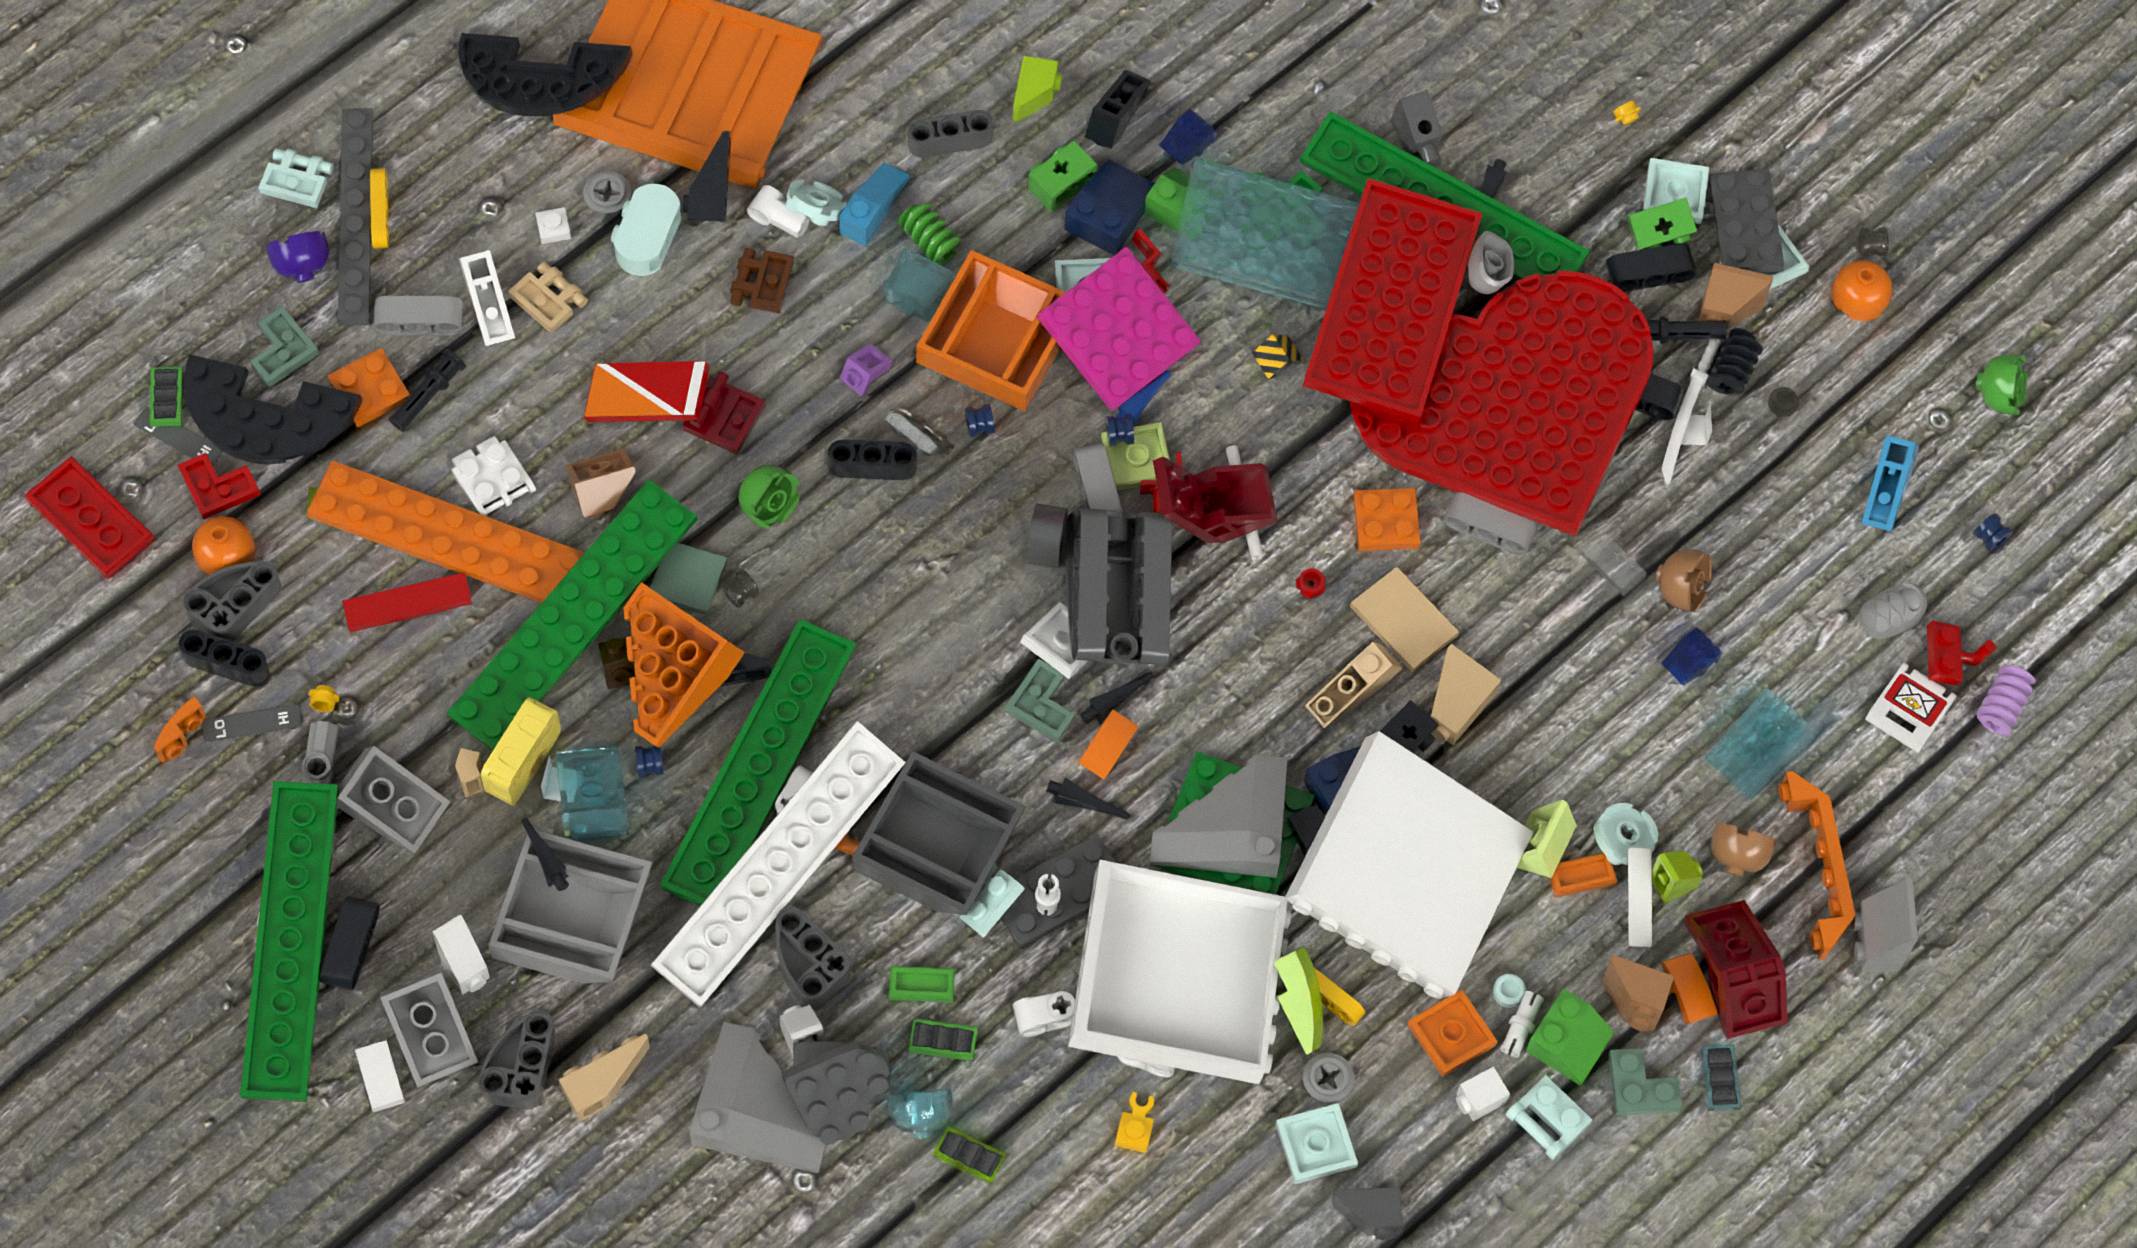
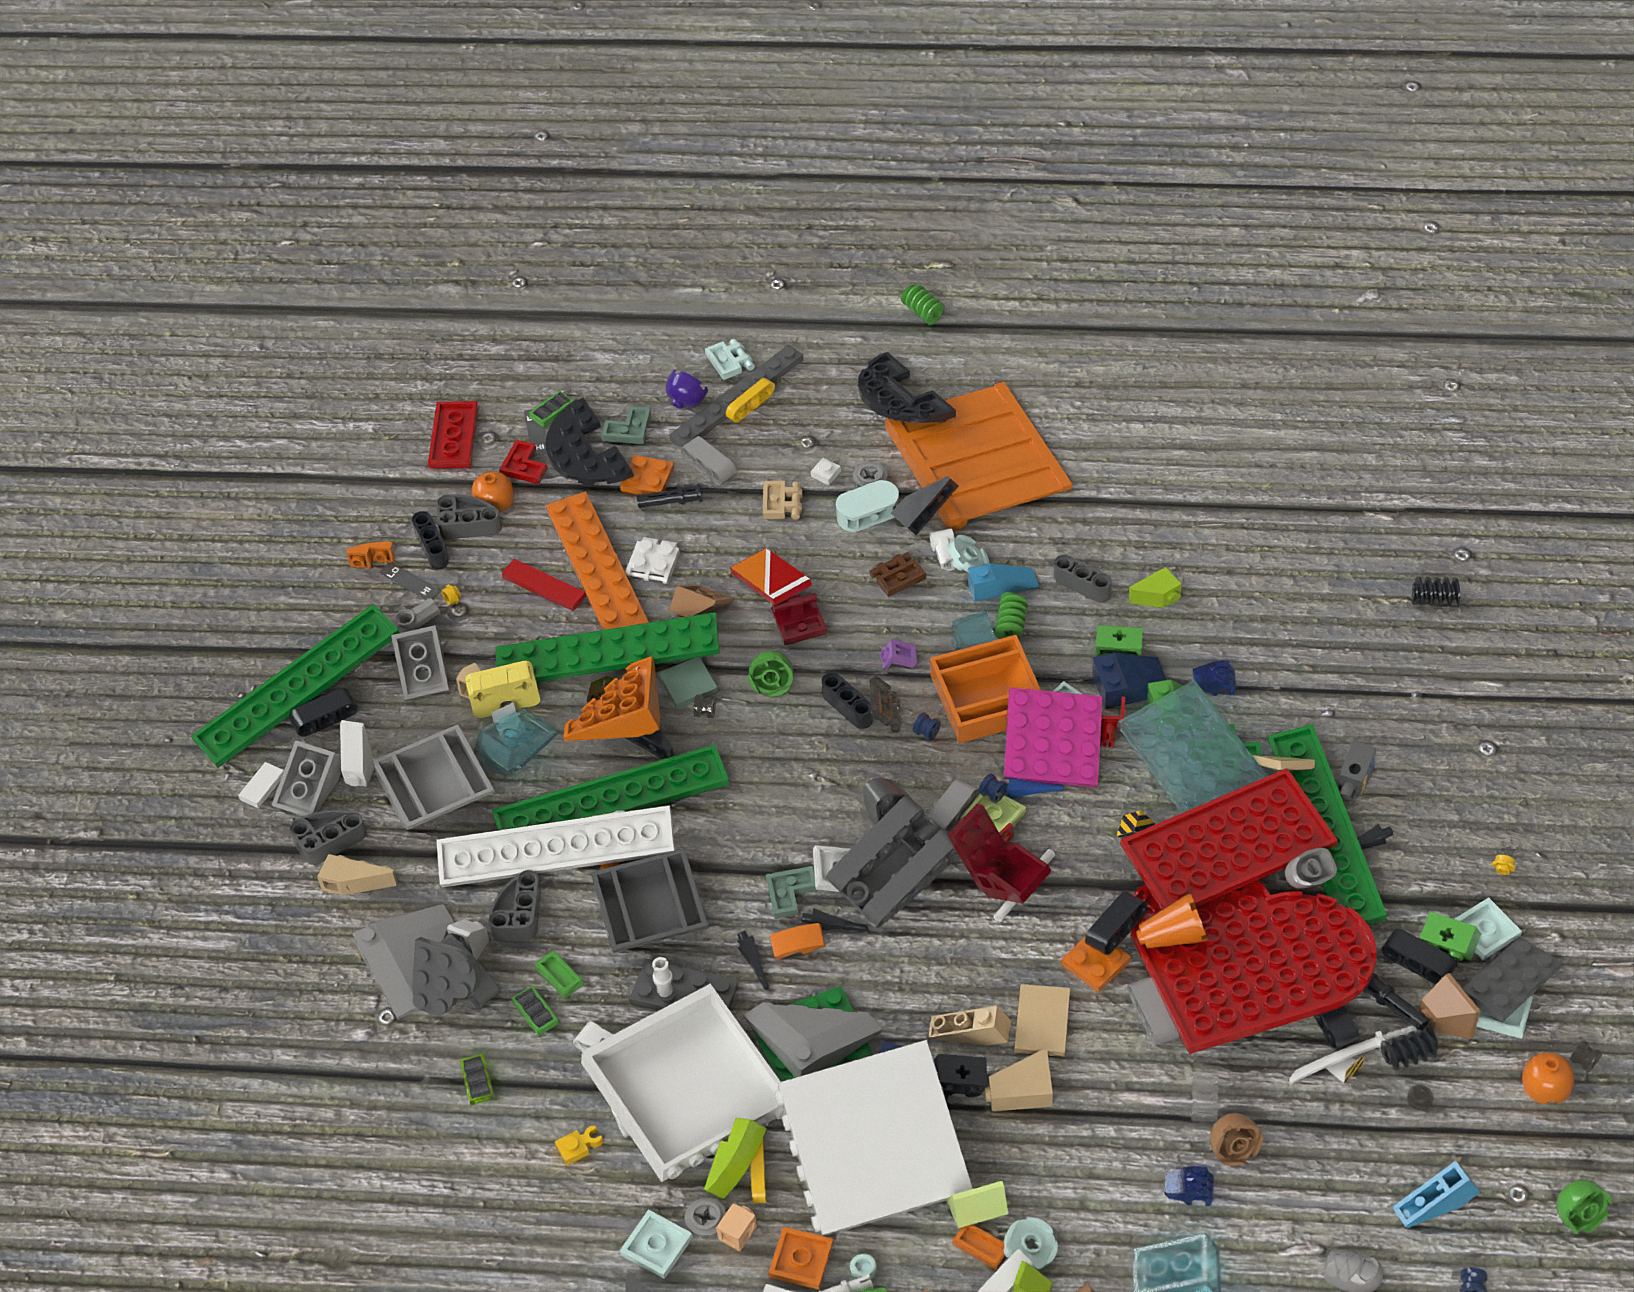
camera: 55 degrees right, 15 degrees down
(486, 297) = (751, 475): white slope -> none
(552, 867) = (442, 747): black piece -> none
(649, 760) = (560, 748): dark blue wheel -> none
(921, 1111) = (475, 1031): clear light blue cylinder -> none
(992, 901) = (637, 958): light aqua plate -> none
(1116, 109) = (1186, 634): black slope -> none
(1314, 576) = (1010, 950): red plate -> none
(1350, 176) = (1282, 762): none -> tan tile
(1368, 1059) = (736, 1226): none -> light nougat brick
(1380, 467) = (1116, 923): none -> black beam
(1442, 423) = (1173, 925): none -> orange cone

